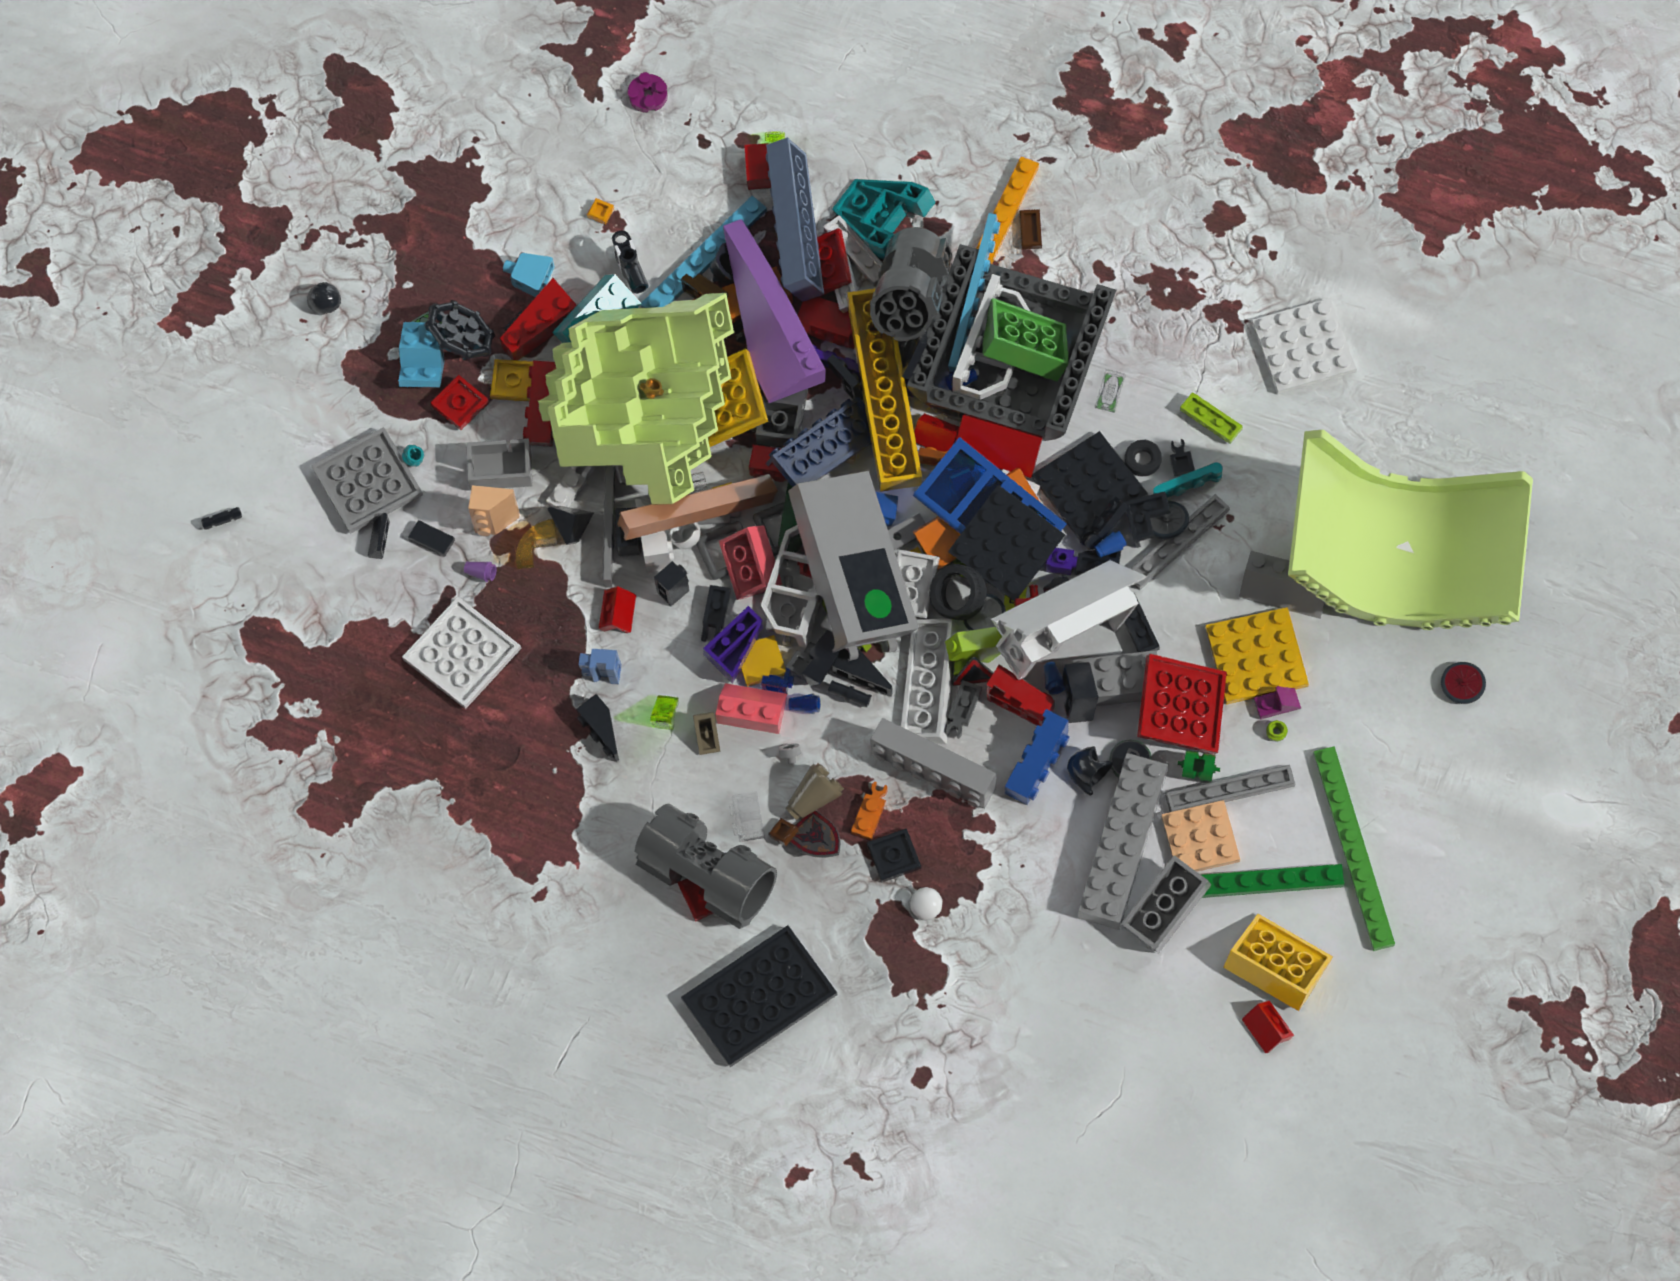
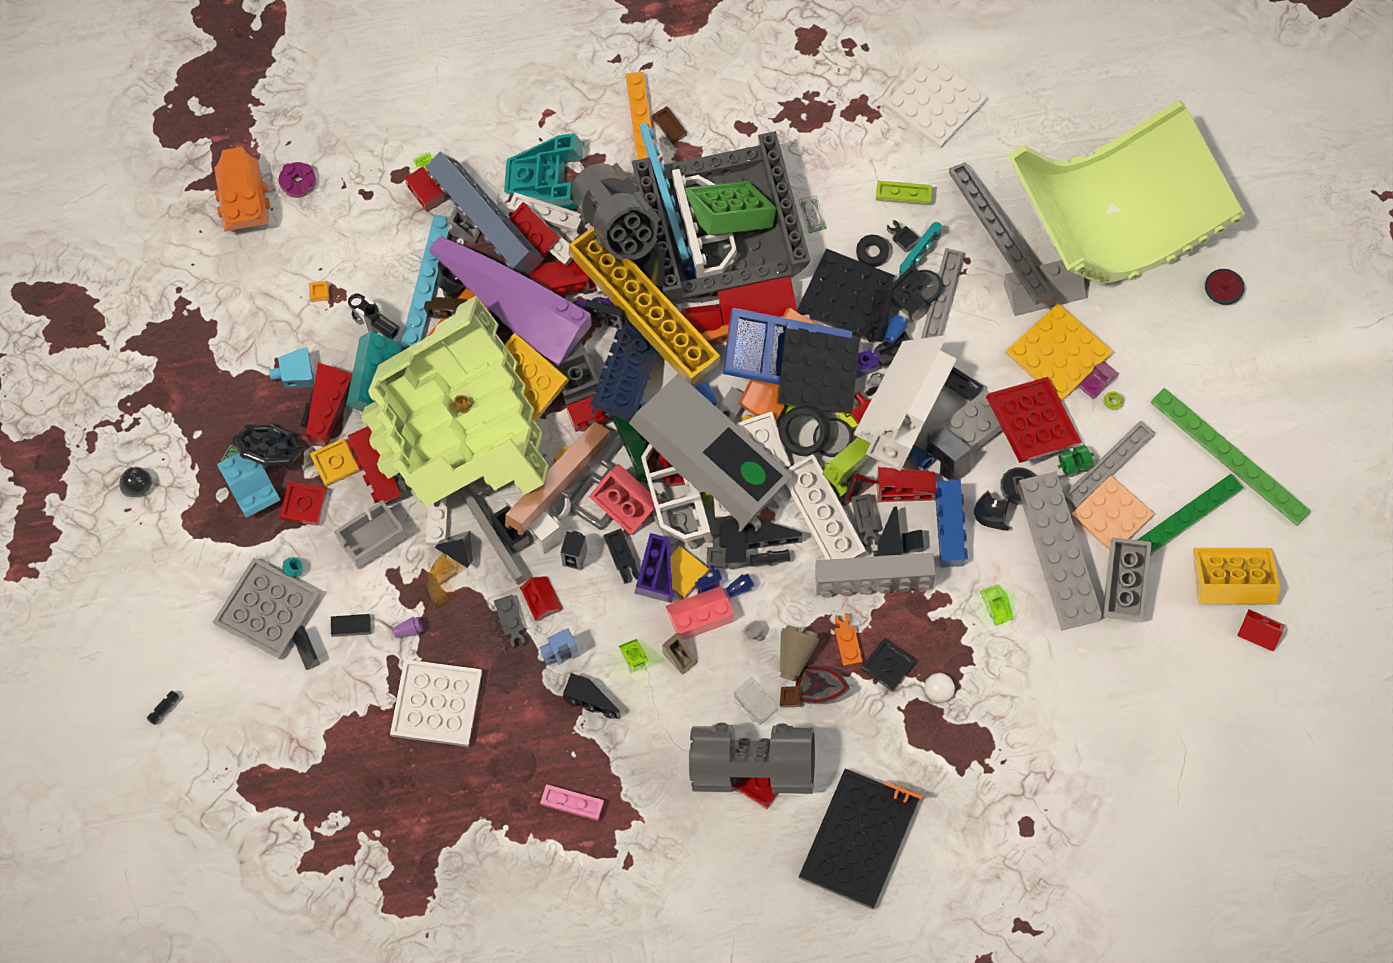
camera: 35 degrees left, 0 degrees up
(492, 509) = (390, 572): light nougat slope -> none
(523, 812) = (572, 802): none -> bright pink plate
(577, 614) = (510, 619): none -> dark grey plate
(587, 76) = (240, 190): none -> orange slope
(765, 220) = (461, 227): none -> light grey slope
(826, 974) = (904, 790): none -> orange piece
(971, 740) = (890, 540): none -> black slope
(994, 755) = (913, 541): none -> black slope
(1032, 859) = (997, 604): none -> clear neon green slope
(1272, 508) = (1000, 233): none -> dark grey plate

